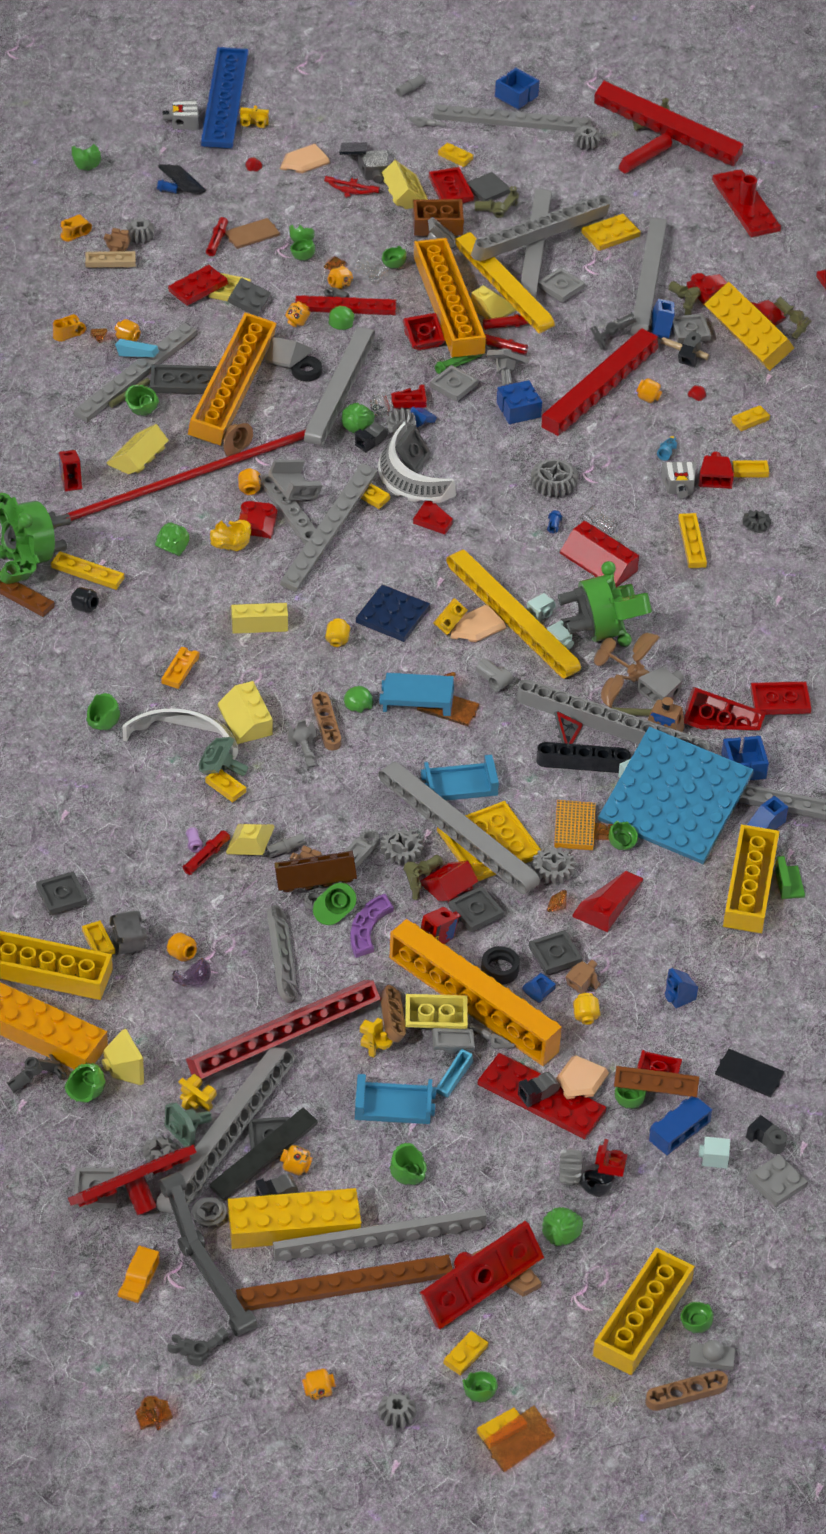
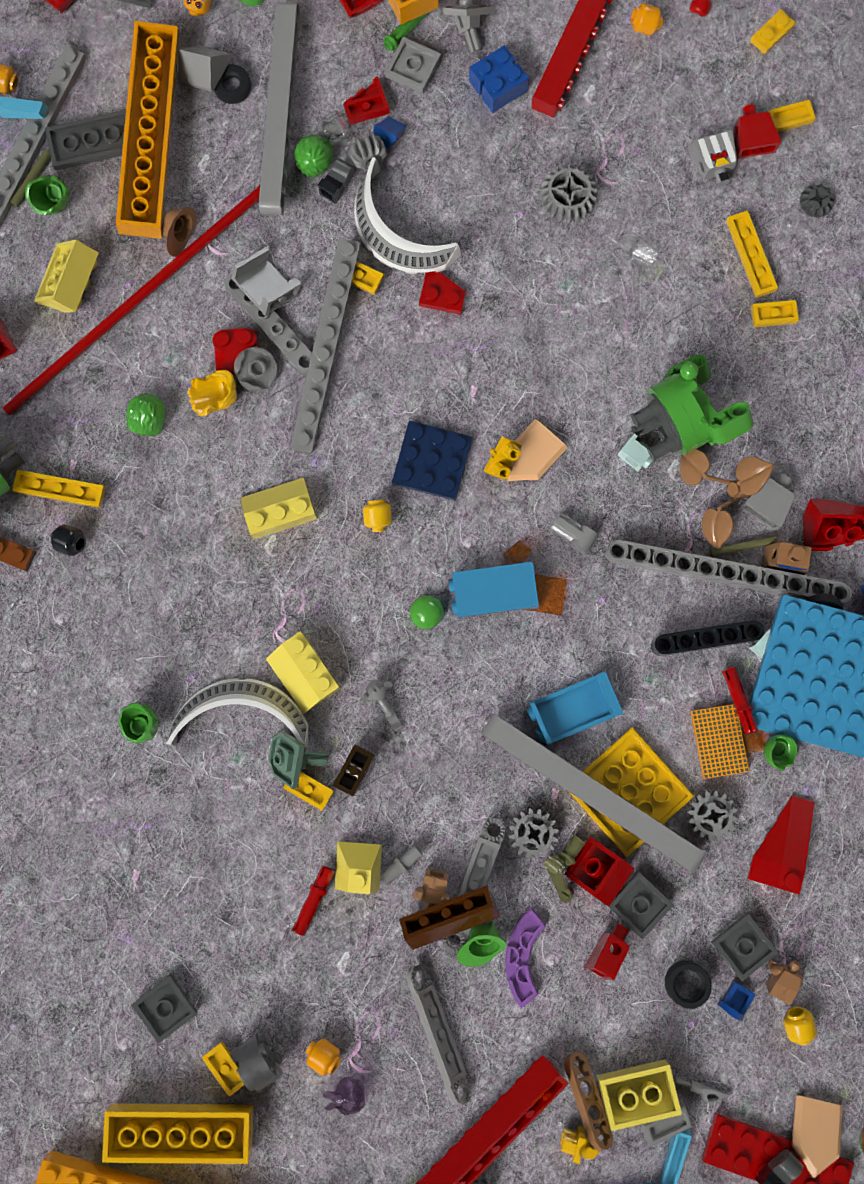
camera: 10 degrees left, 35 degrees up
(180, 667) = (208, 616): light orange plate -> none
(195, 843) = (294, 884): lavender pin -> none
(249, 481) = (212, 293): light orange head -> none
(267, 775) = (354, 770): none -> dark brown brick
(269, 529) = (255, 369): none -> light grey tile
(326, 720) = (401, 652): medium nougat beam -> none
(413, 449) = (393, 196): dark grey plate -> none
(486, 998) = (676, 1048): light orange brick -> none
(513, 614) = (572, 428): yellow beam -> none
(541, 606) = (603, 412): light aqua brick -> none
(554, 519) = (584, 264): blue pin -> none
(558, 901) = (728, 868): clear orange slope -> none
(568, 727) = (678, 600): piece -> none
(592, 547) = (651, 307): slope -> none
(599, 802) = (740, 700): none -> red axle
(666, 447) = (688, 101): dark azure piece -> none
(700, 578) = (774, 313): none -> yellow plate

